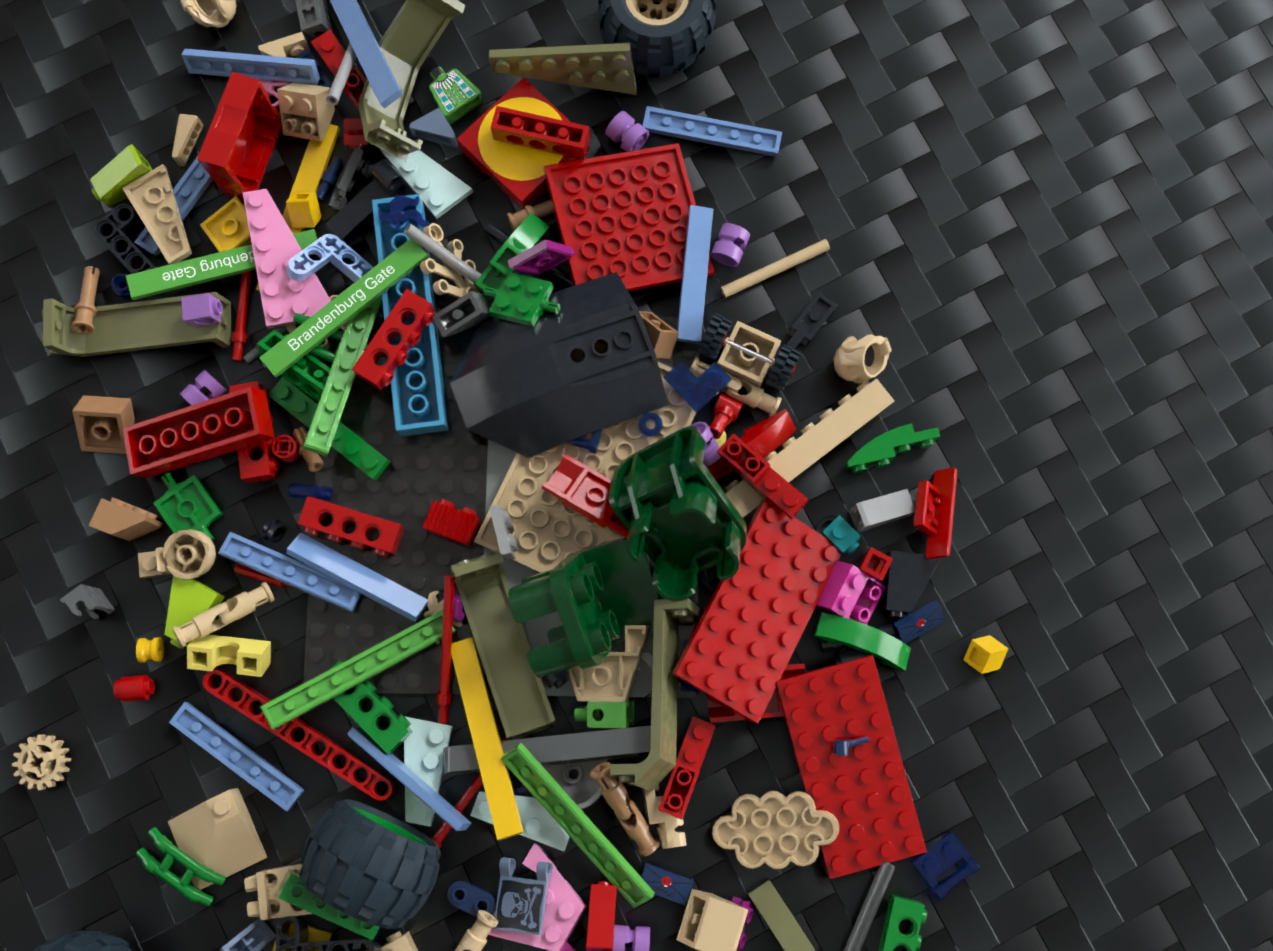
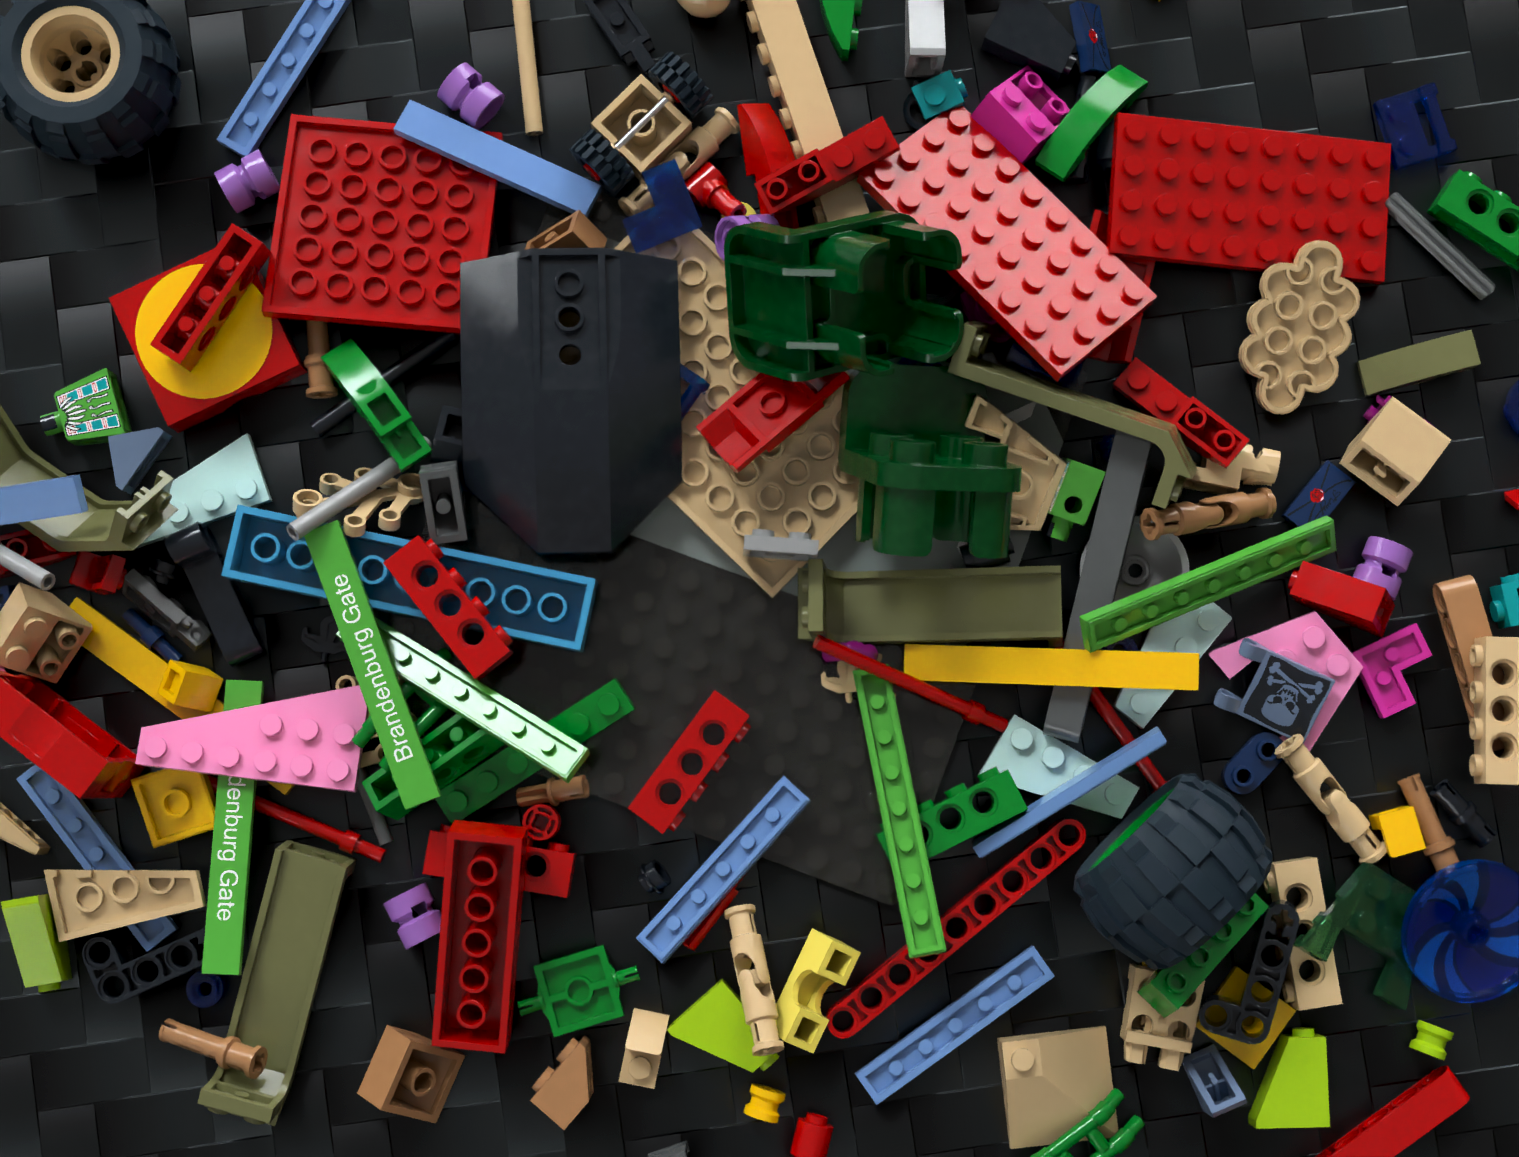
camera: 75 degrees left, 5 degrees up
(189, 554) = (651, 1002): tan cylinder -> none
(201, 310) = (297, 875): medium lavender brick -> none
(299, 491) = (617, 807): clear blue axle -> none
(326, 255) = (275, 669): light blue beam -> none
(357, 576) = (764, 777): medium blue tile -> none
(396, 207) = (247, 543): clear blue piece -> none
(452, 522) = (734, 619): red brick -> none
(521, 299) = (455, 407): green plate -> none
(541, 257) = (402, 359): magenta tile -> none
(589, 66) = (132, 194): olive wing -> none
(653, 418) = (690, 286): clear blue plate -> none
(841, 746) = (1224, 197): dark blue hand -> none
(875, 563) = (994, 65): red brick -> none

